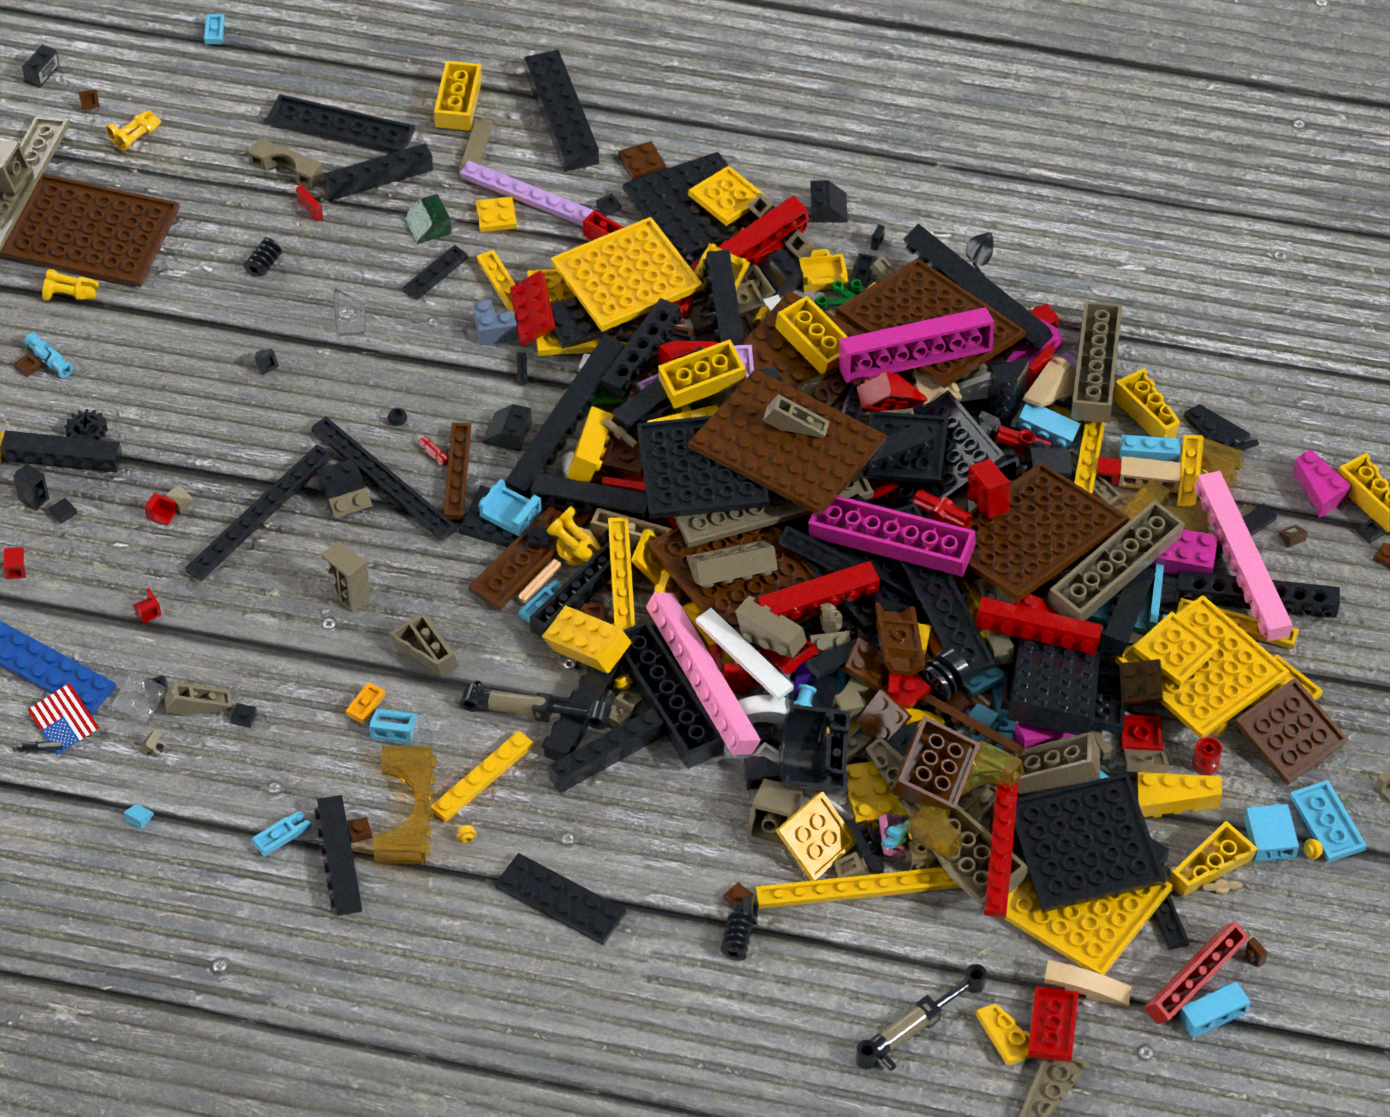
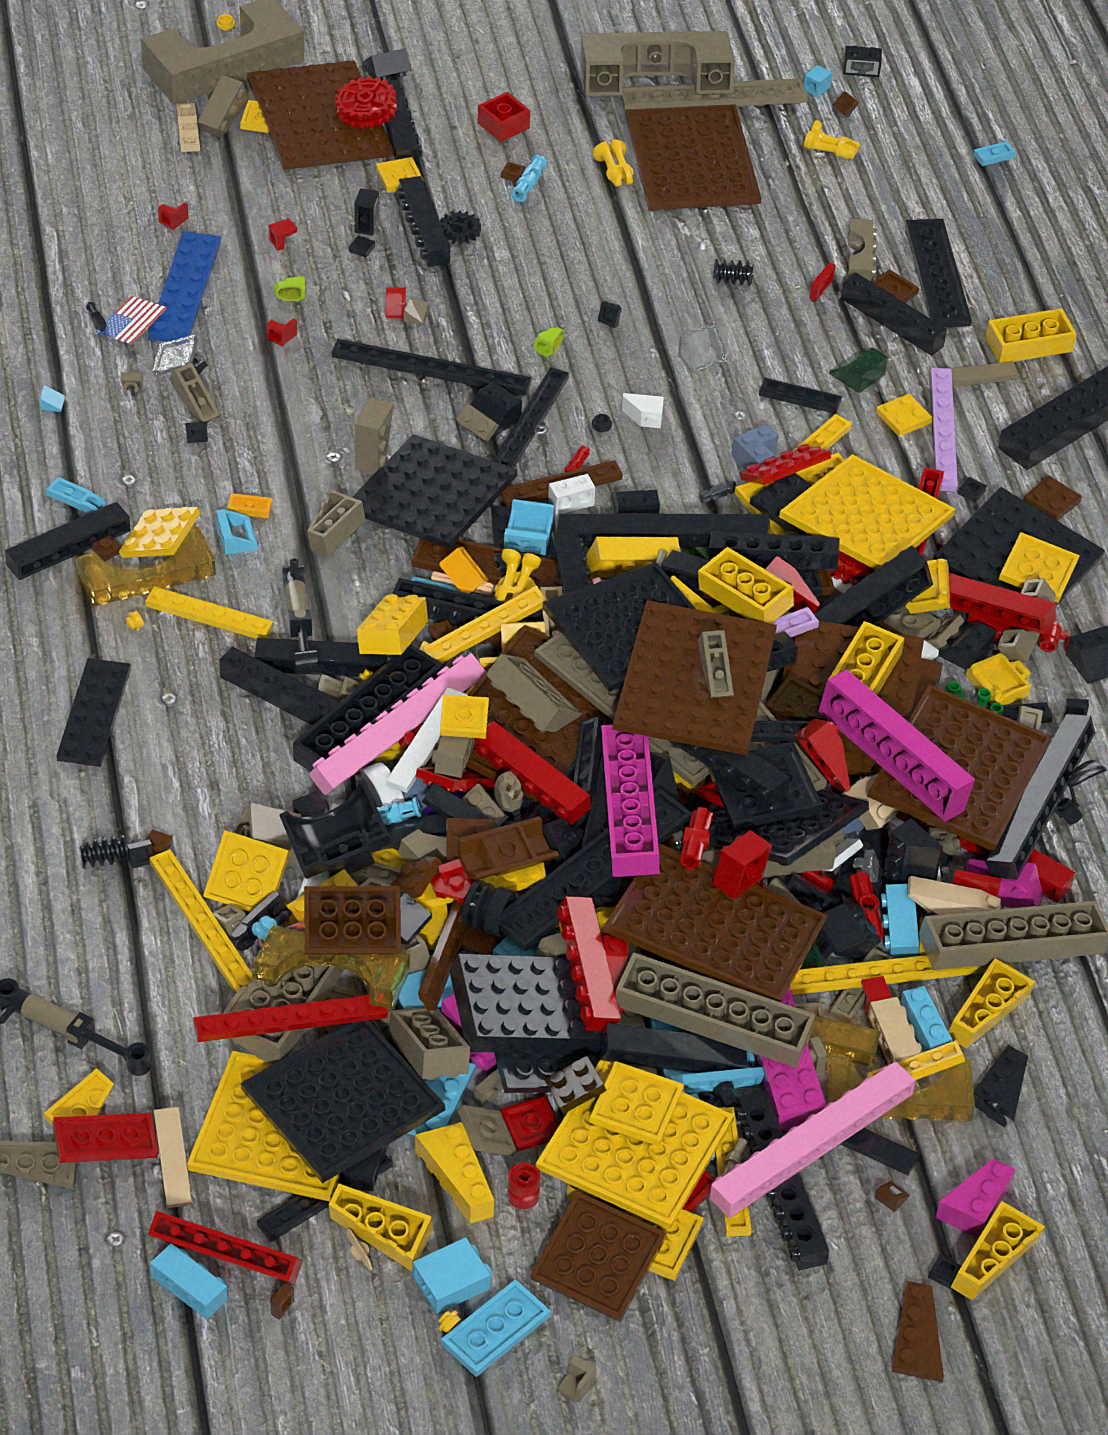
camera: 65 degrees right, 5 degrees down
(46, 105) = (817, 81): none -> medium azure brick
(94, 579) = (290, 289): none -> lime rock
(275, 416) = (549, 341): none -> lime rock
(342, 157) = (896, 285): none -> reddish brown plate
(371, 779) = (159, 532): none -> yellow plate
(400, 380) = (643, 409): none -> white slope
(424, 561) = (433, 490): none -> black plate
(477, 466) = (571, 494): none -> white brick
(544, 570) = (463, 571): none -> light orange panel
(764, 608) = (464, 716): none -> yellow plate
(1235, 614) = (734, 1157): none -> dark tan bar

